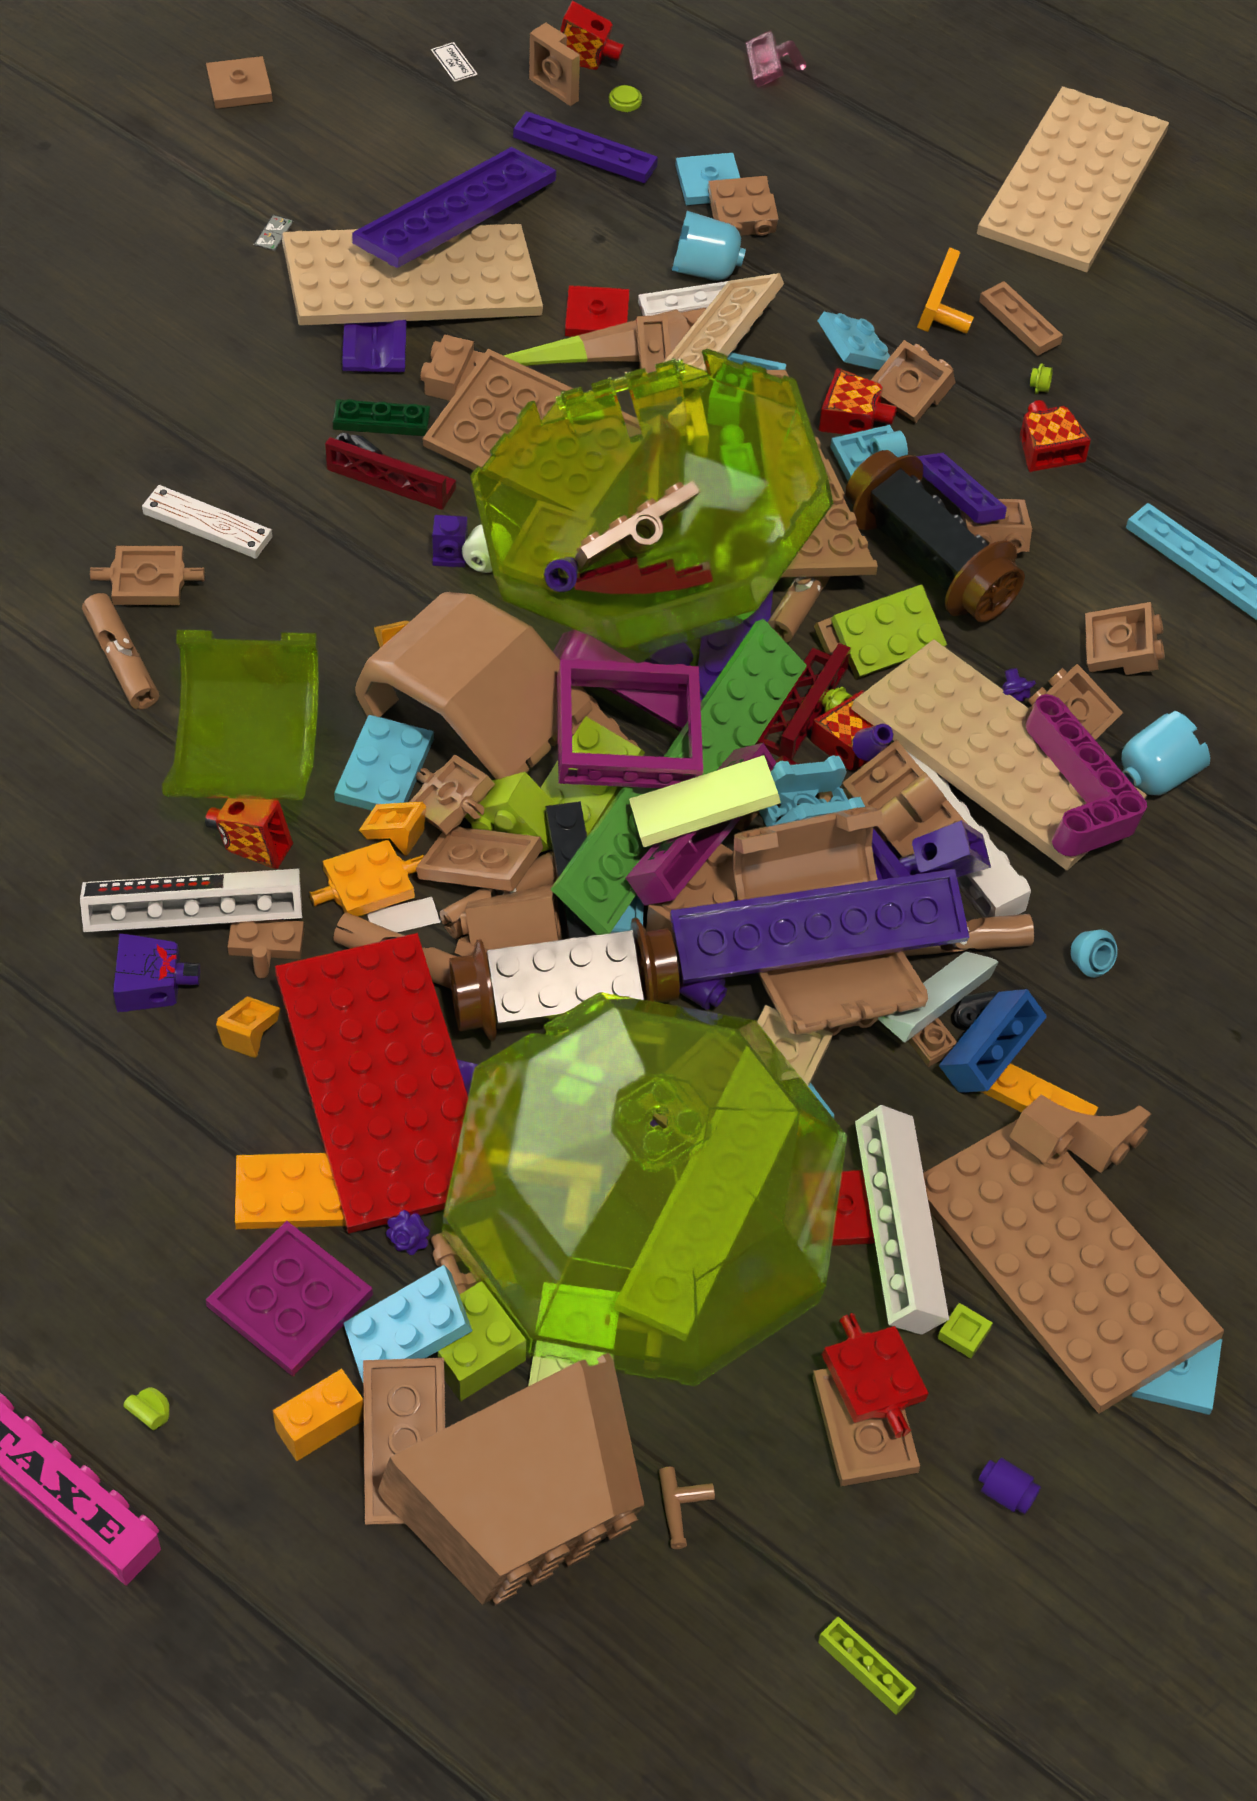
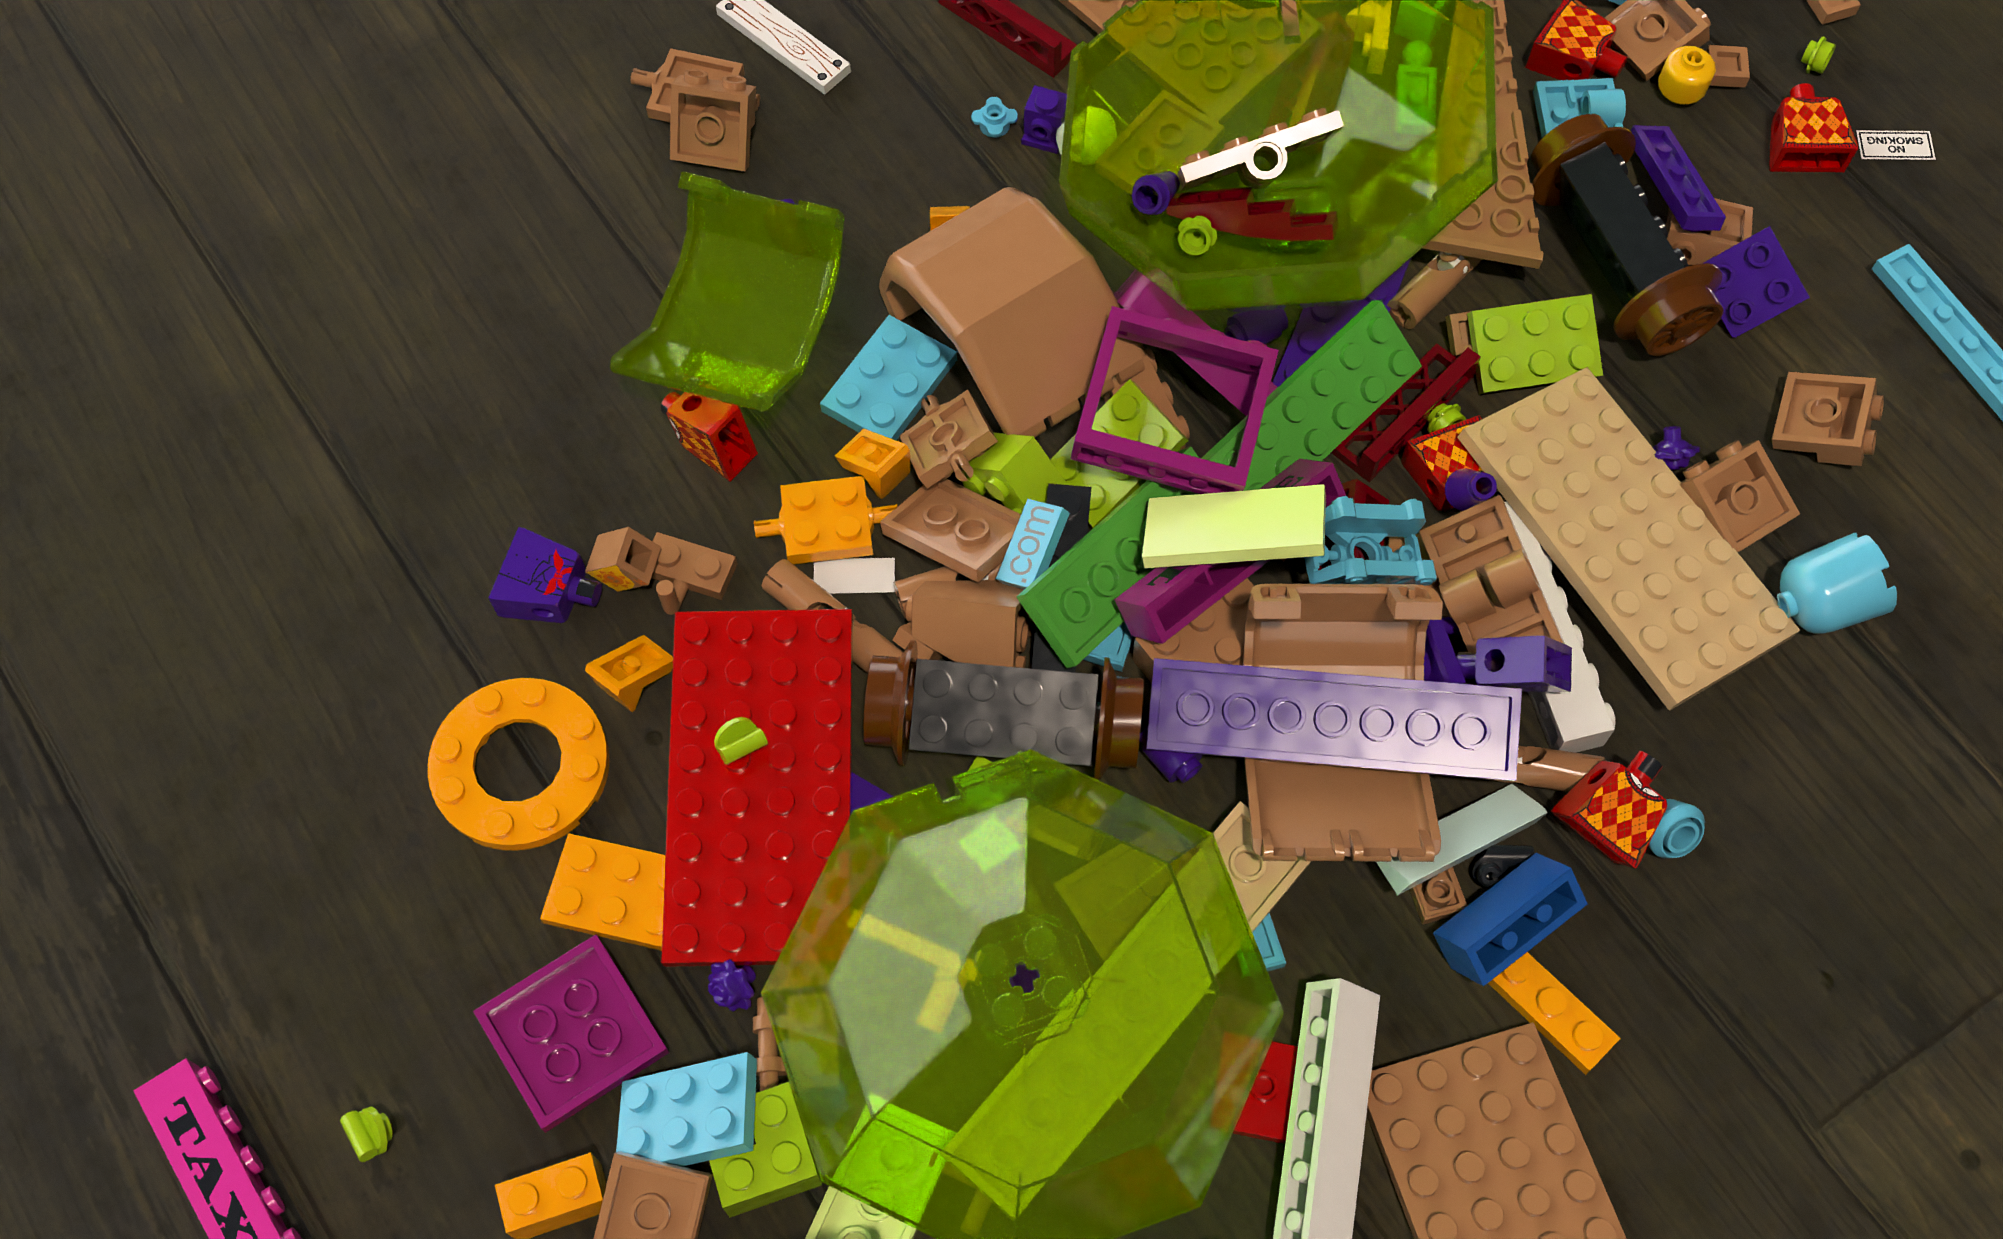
camera: 20 degrees right, 10 degrees up
(120, 651) = (636, 176): medium nougat piece -> none
(173, 593) = (711, 120): none -> medium nougat plate
(186, 1160) = (536, 819): none -> light orange plate
(191, 900) = (614, 500): white brick -> none
(214, 941) = (623, 559): none -> medium nougat brick
(362, 1042) = (738, 739): none -> lime plate
(405, 549) = (994, 126): none -> medium azure plate
(547, 852) = (1032, 543): none -> medium azure tile
(600, 608) = (1192, 244): none -> lime plate
(946, 411) = (1686, 75): none -> yellow head
(974, 399) = (1730, 65): none -> medium nougat plate
(1043, 552) = (1756, 282): none -> dark purple bracket
(1048, 946) = (1616, 808): none -> red torso
(1098, 1140) = (1607, 1093): medium nougat arch -> none
(1111, 799) = (1753, 632): magenta beam -> none
(1118, 434) = (1895, 145): none -> white sticker

